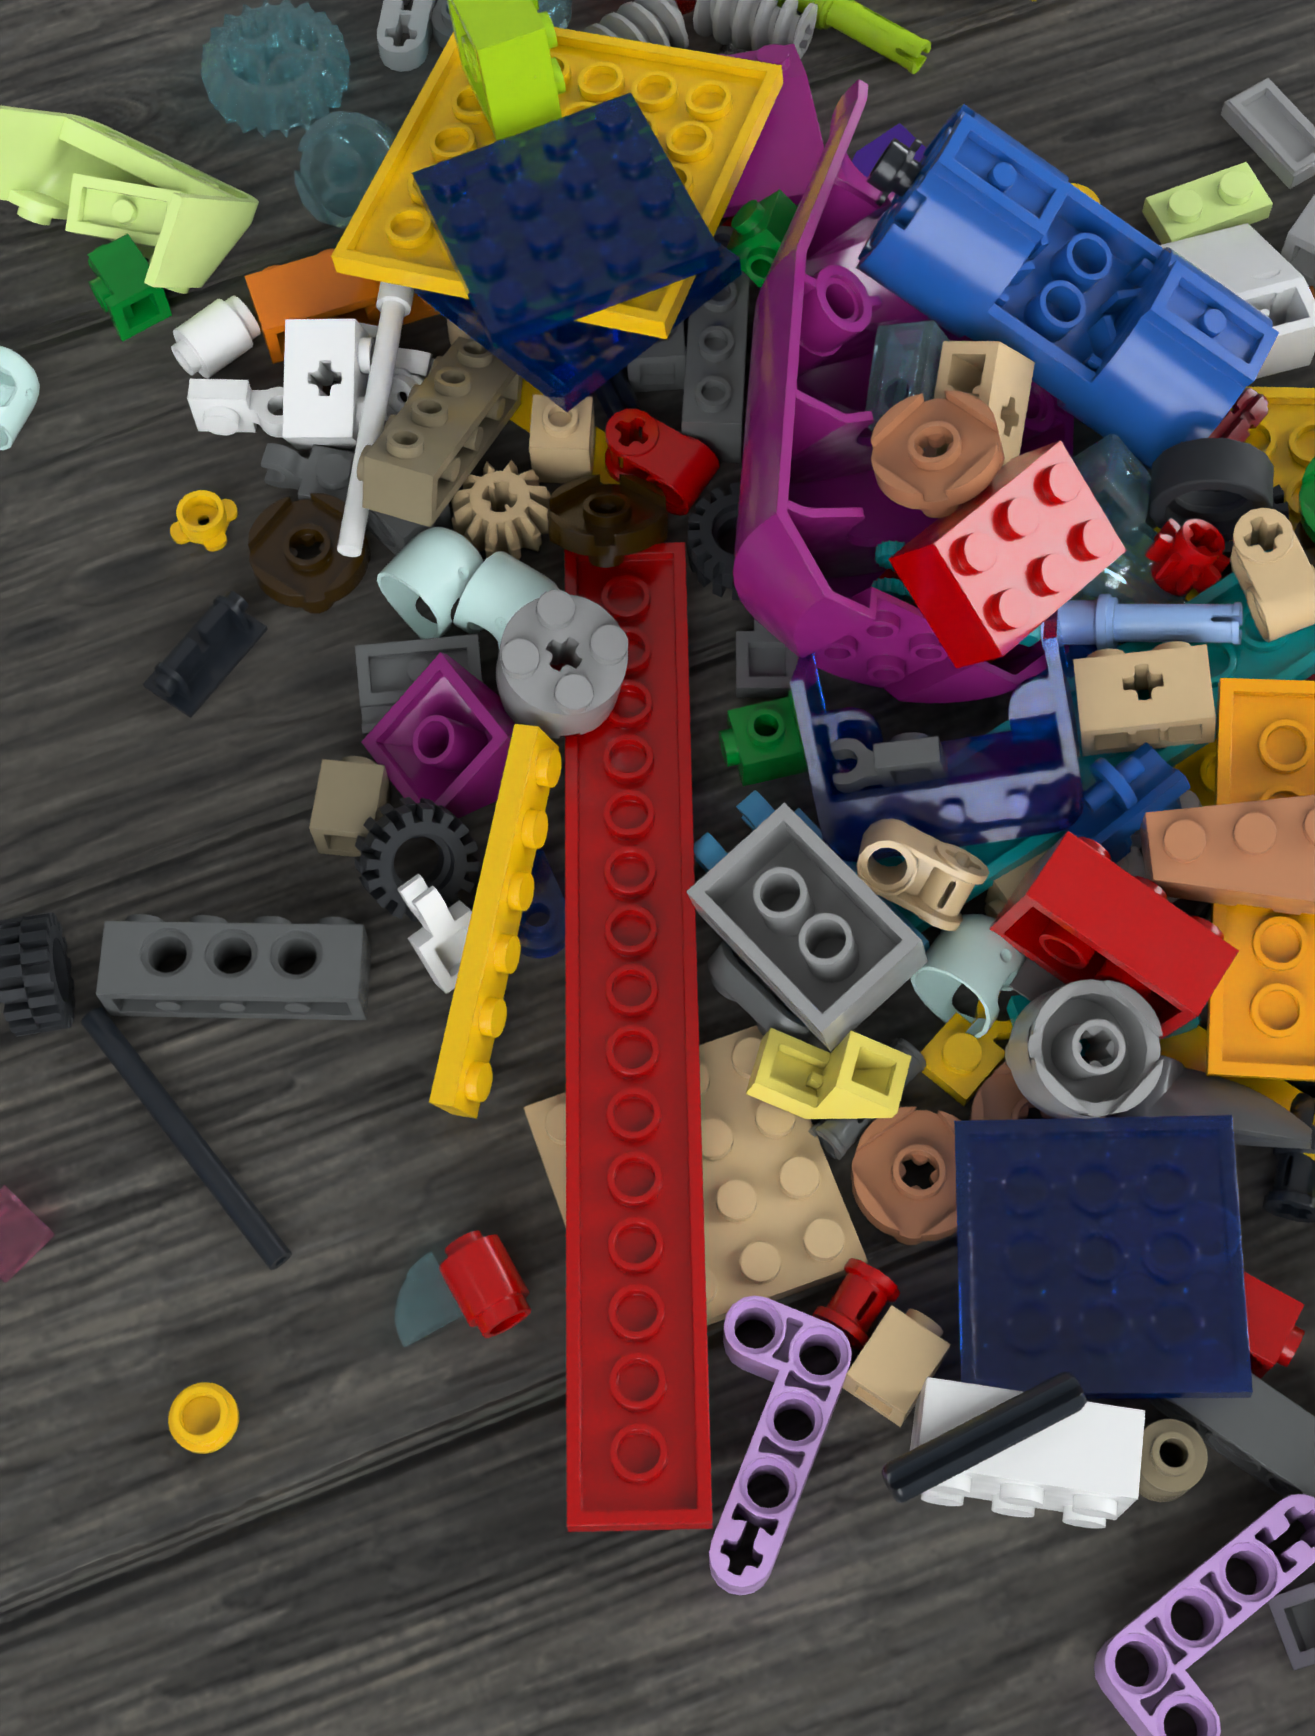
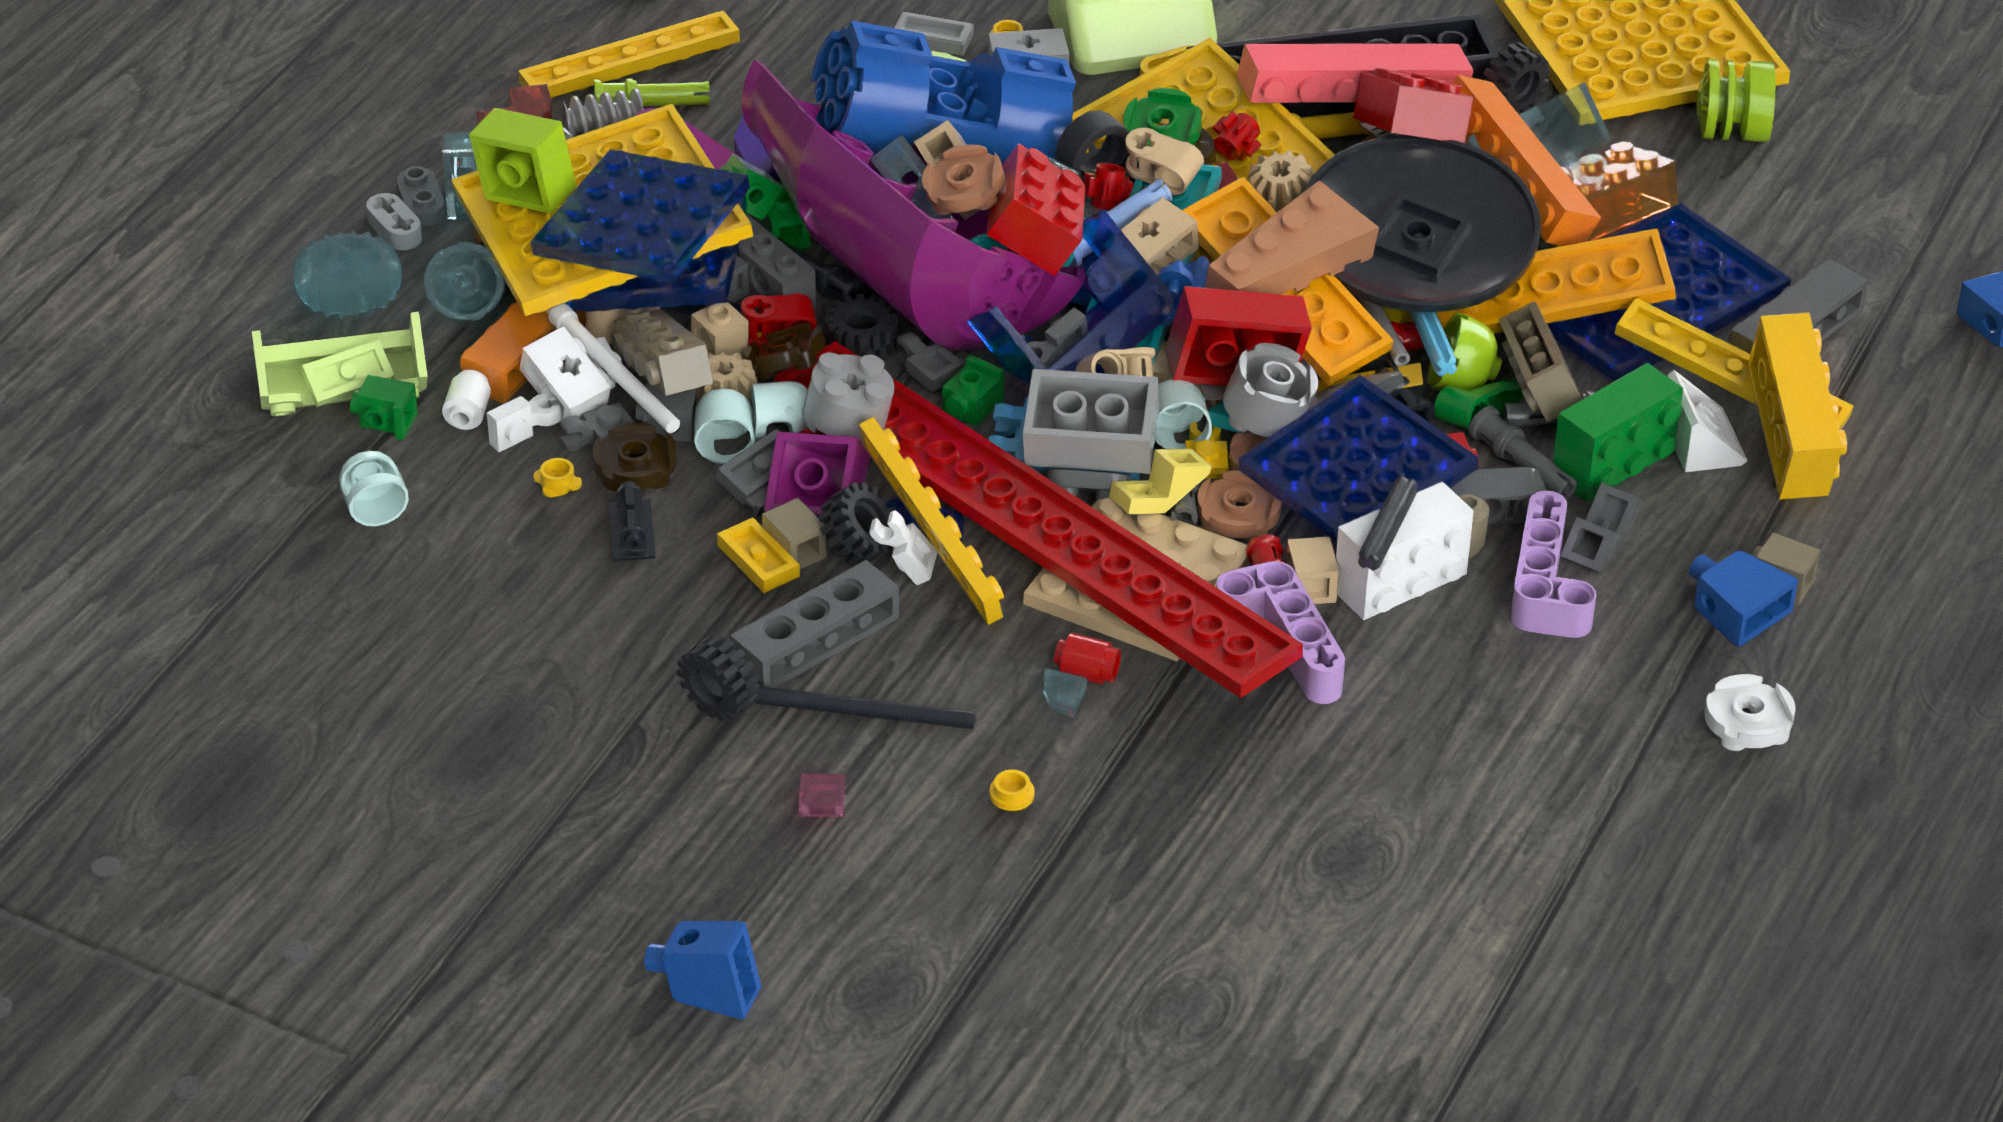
camera: 45 degrees left, 25 degrees down
(285, 806) = (758, 555): none -> yellow plate
(895, 169) = (817, 82): black plate -> none

